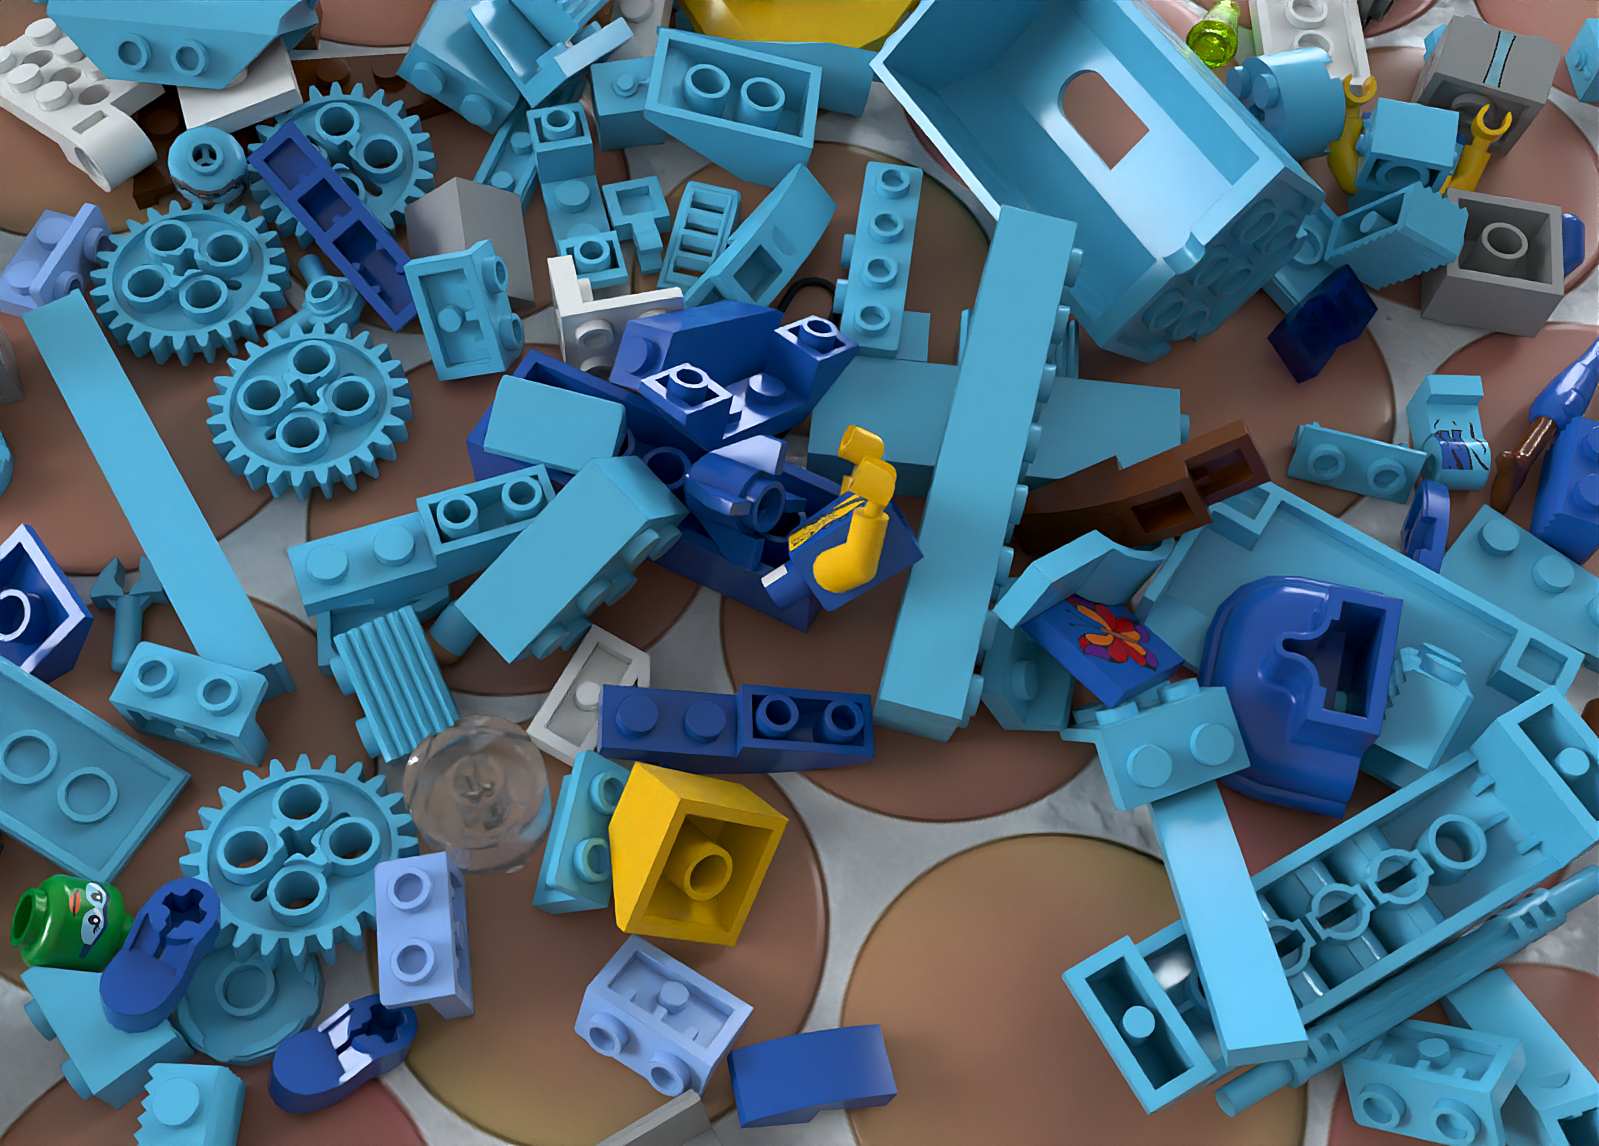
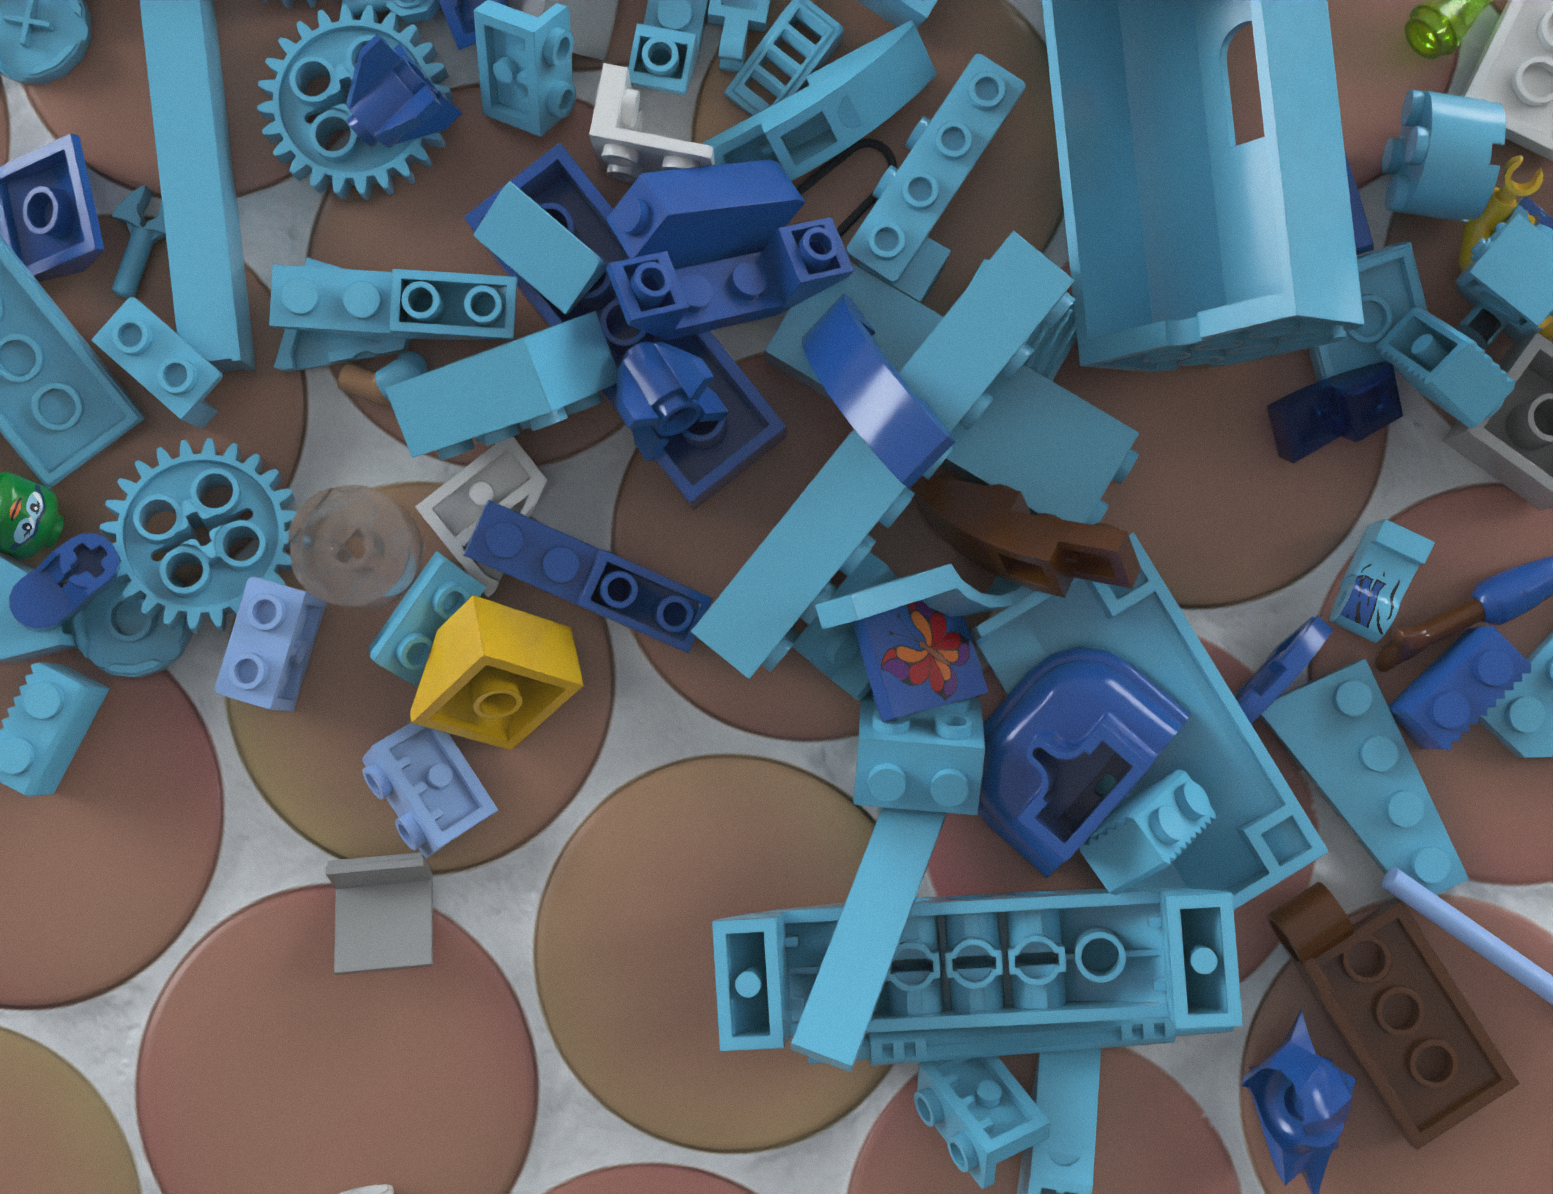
camera: 35 degrees right, 25 degrees up
(340, 1054) = (152, 704): blue piece -> none
(356, 367) = (394, 98): none -> blue brick
(396, 684) = (327, 422): medium azure brick -> none
(810, 1073) = (517, 880): blue slope -> none
(852, 539) = (735, 485): torso -> none
(949, 391) = (873, 394): none -> blue slope
(1355, 463) = (1292, 581): medium azure hinge -> none

